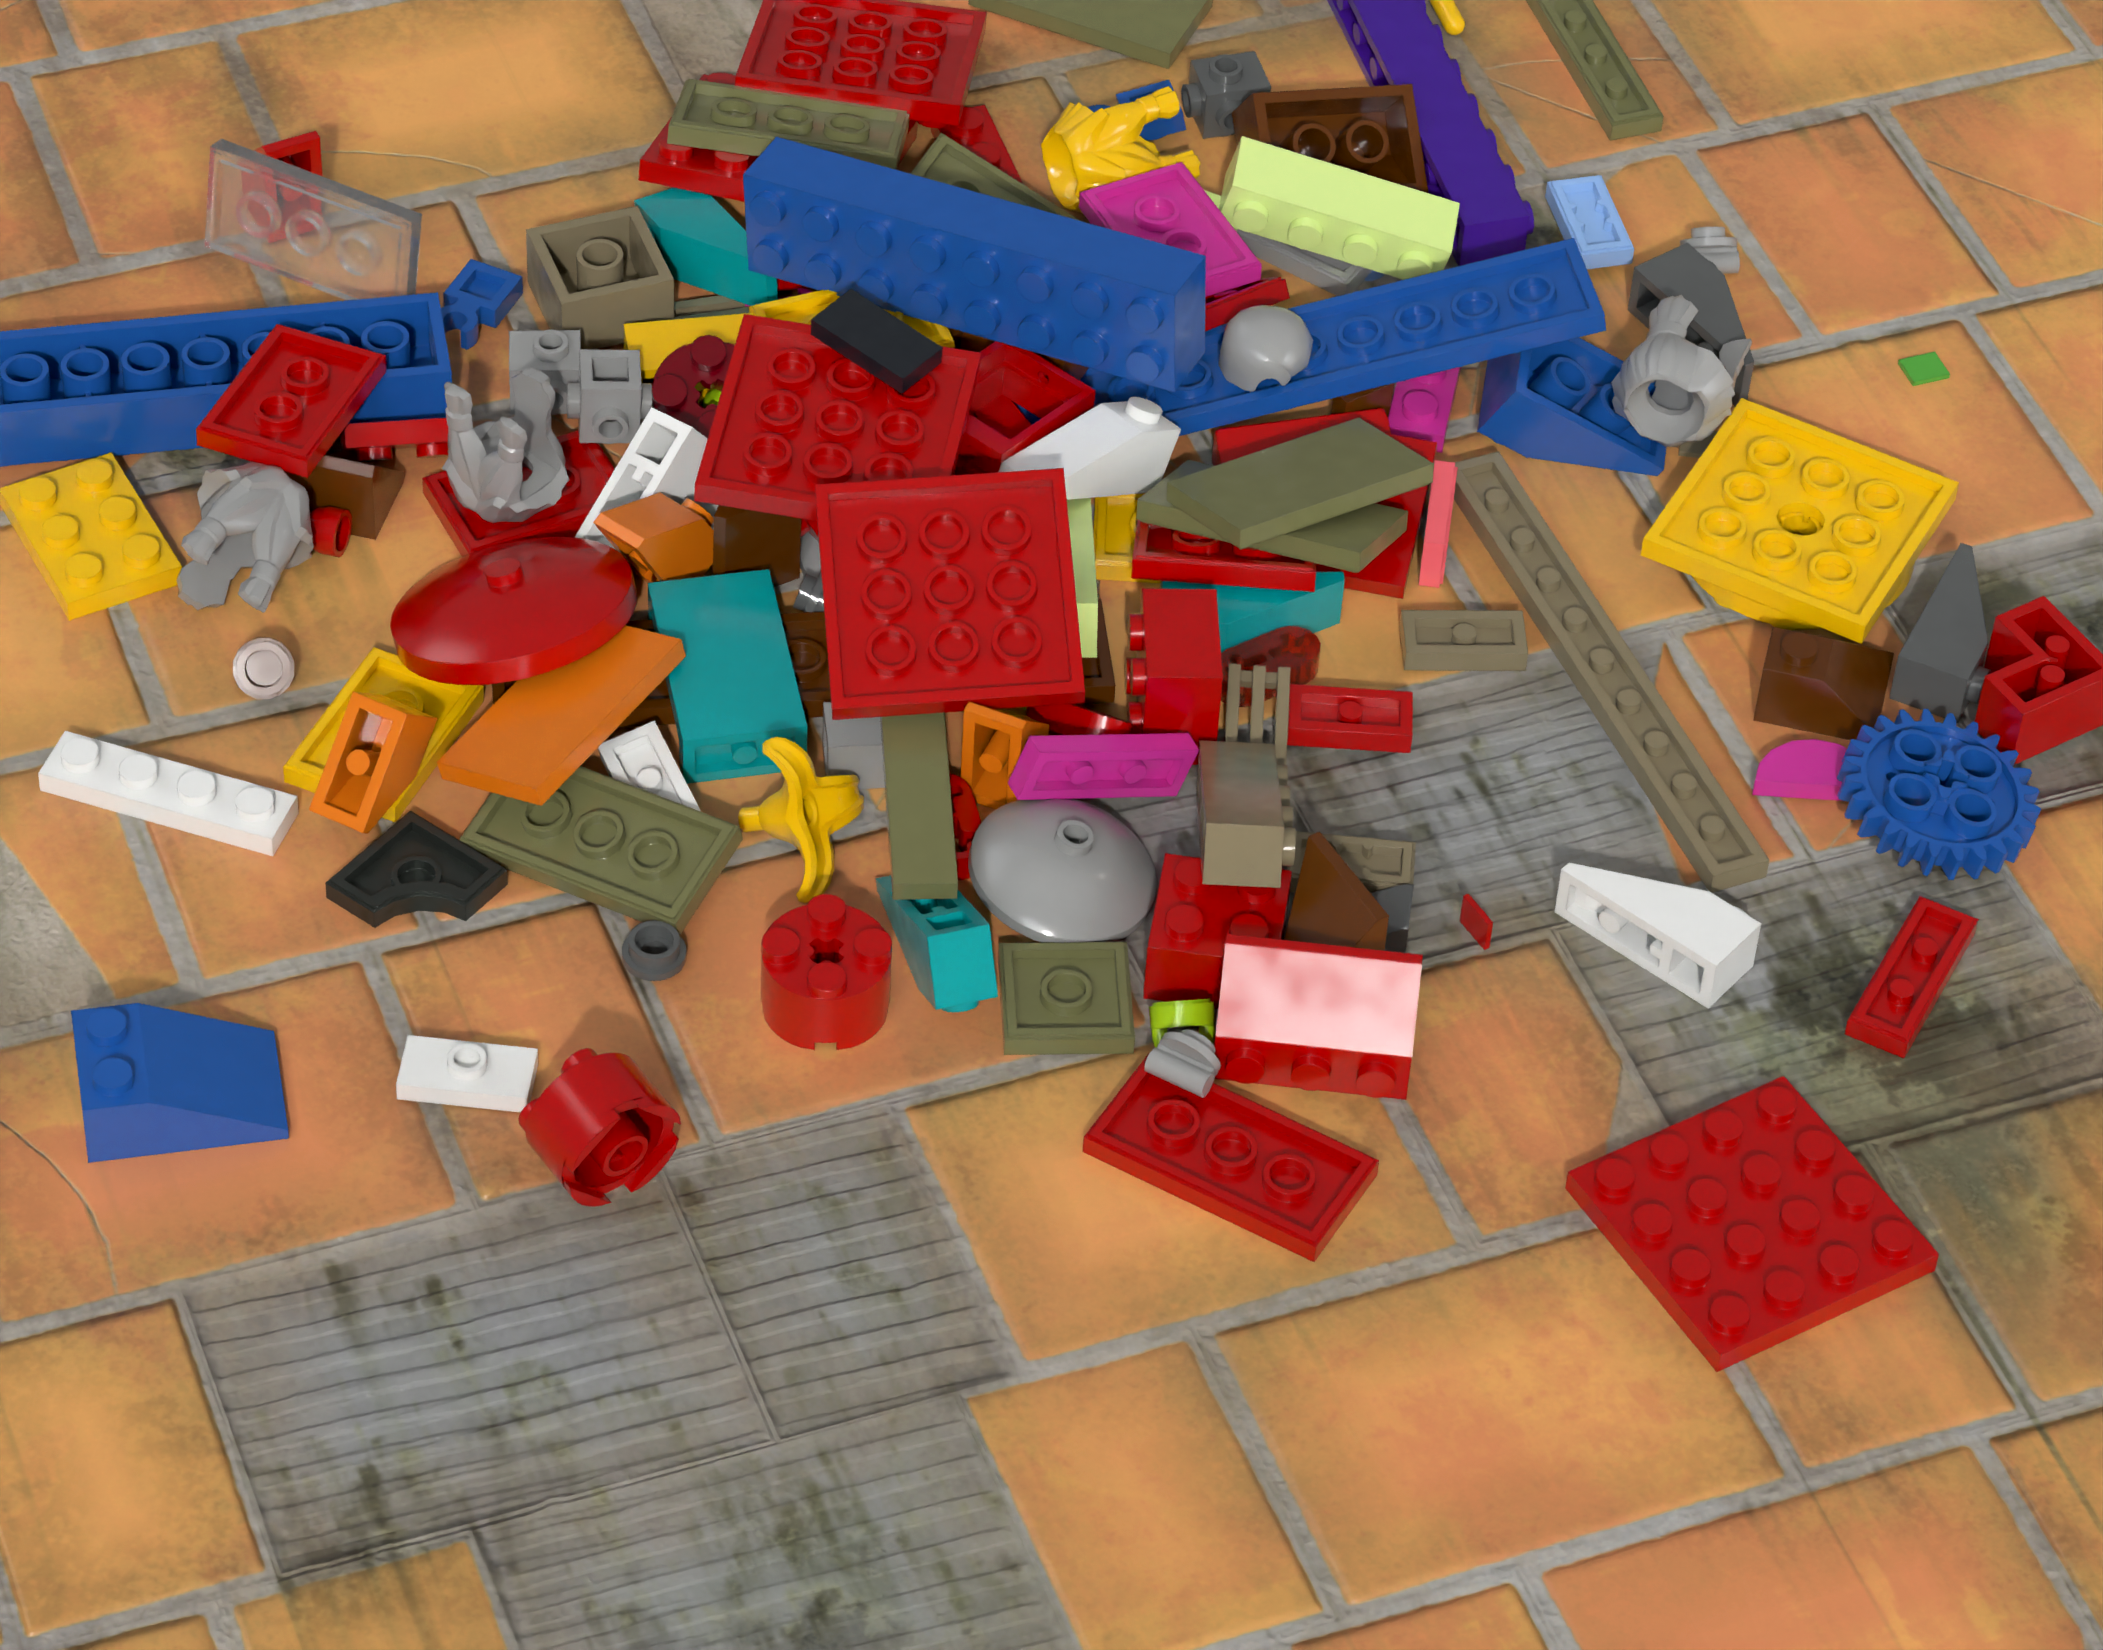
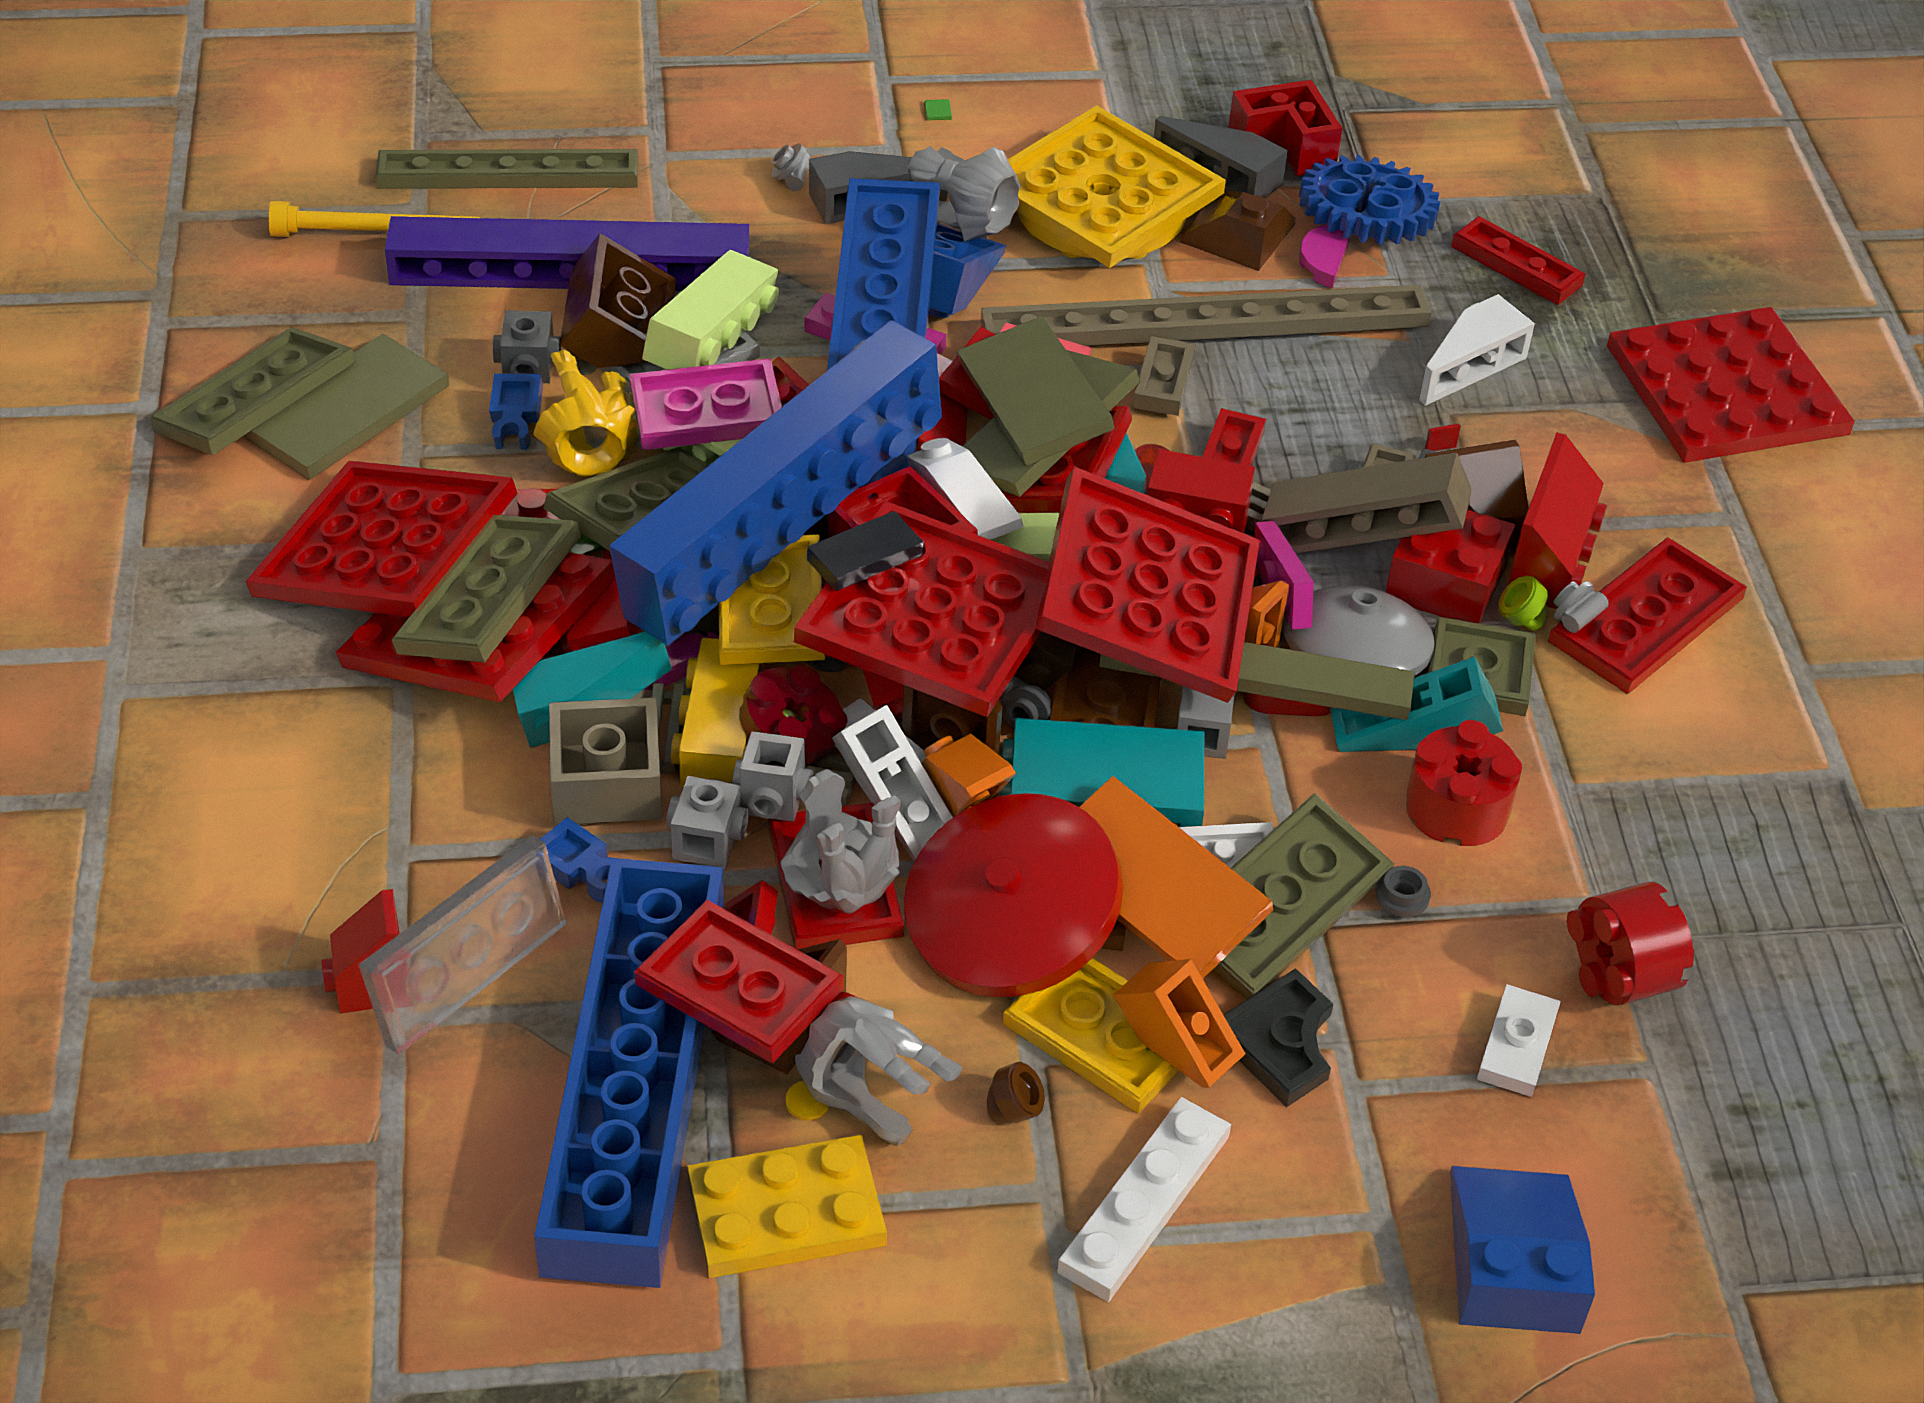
camera: 75 degrees left, 0 degrees up
(805, 812) = (1285, 763): yellow piece -> none
(1589, 215) = (759, 209): light blue plate -> none

